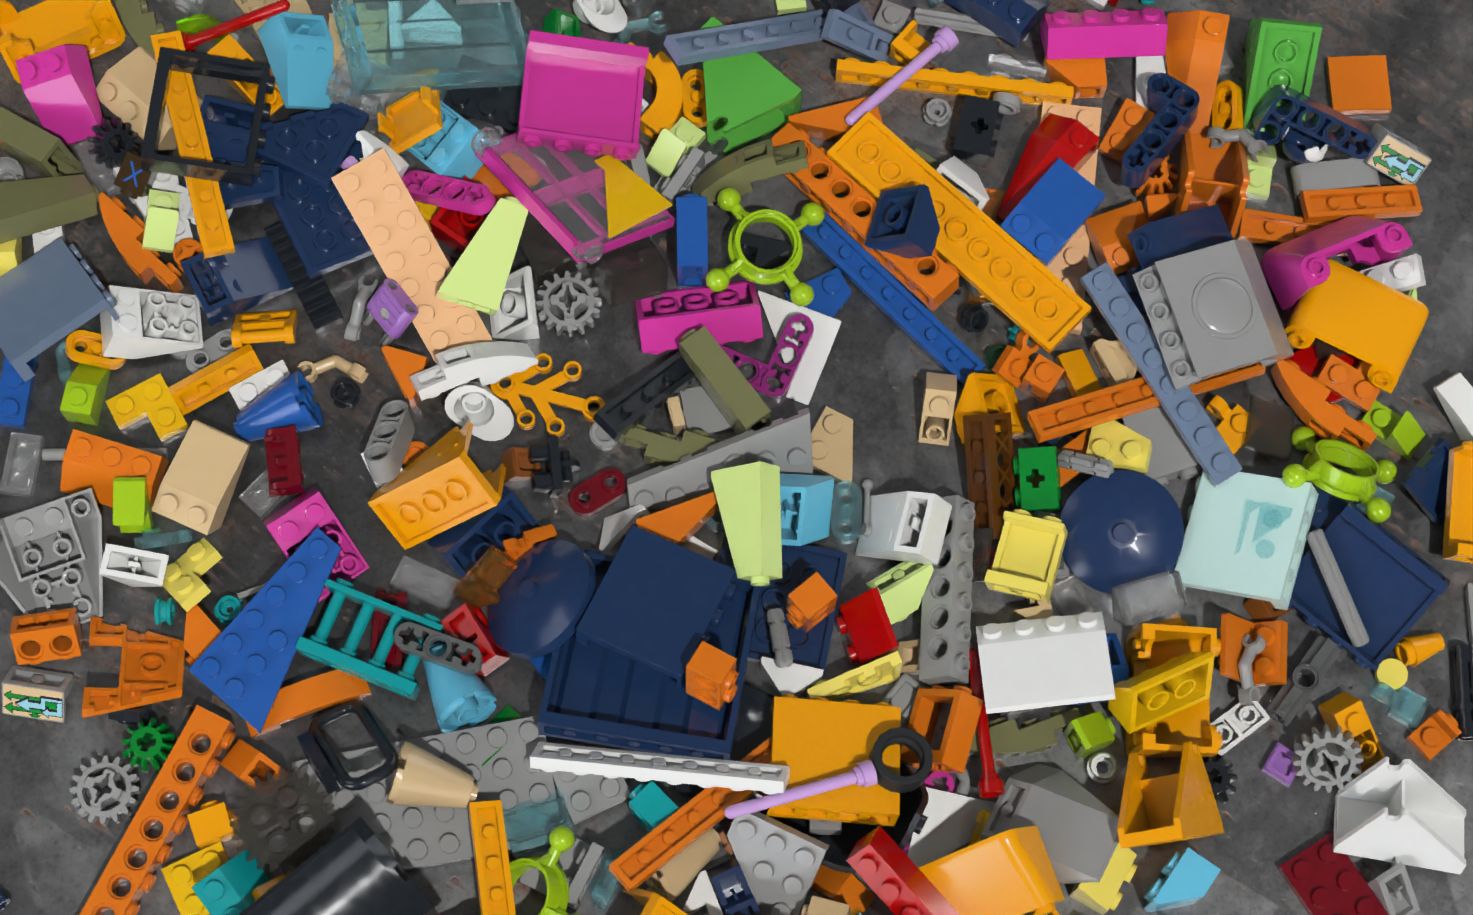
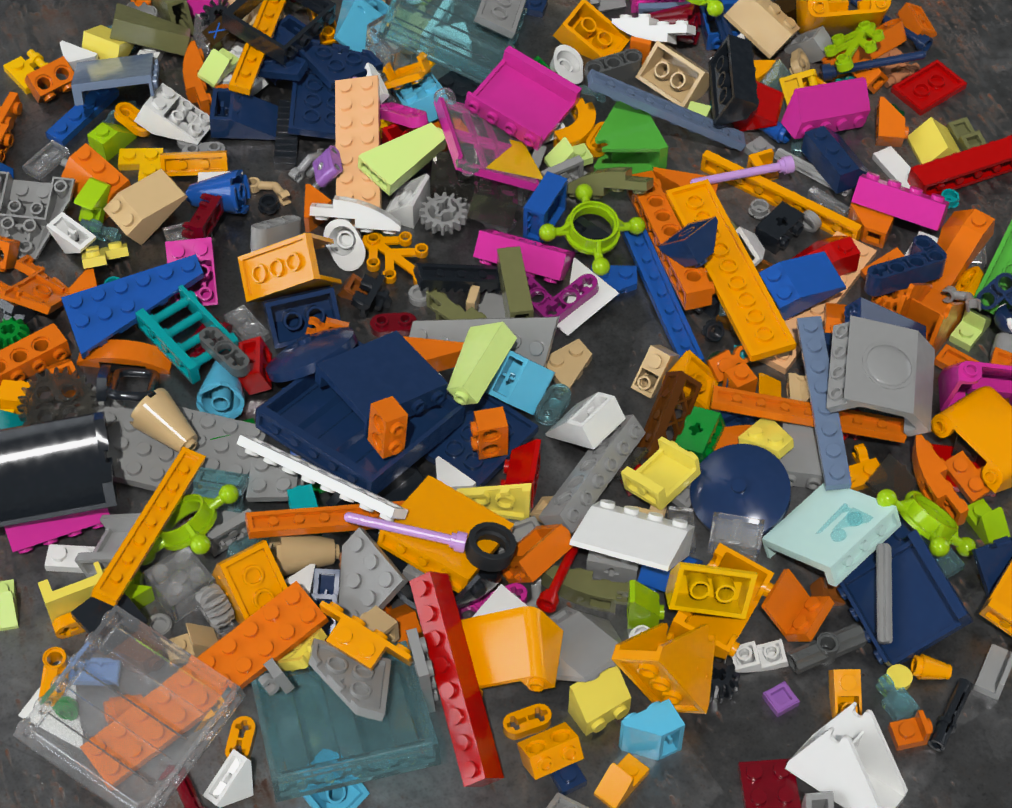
camera: 30 degrees right, 20 degrees down
(164, 611) = (73, 269): teal bush -> none
(264, 327) = (236, 146): light orange plate -> none
(483, 580) = (285, 333): clear orange slope -> none
(779, 638) = (457, 449): light grey axle -> none
(856, 36) = (726, 139): sand blue plate -> none
(867, 485) = (578, 397): light grey hinge -> none
(902, 588) = (560, 461): yellowish green slope -> none
(1085, 463) = (737, 434): light grey axle -> none
(1248, 691) = (779, 629): light grey arm -> none
(1337, 747) = (814, 690): light grey gear -> none

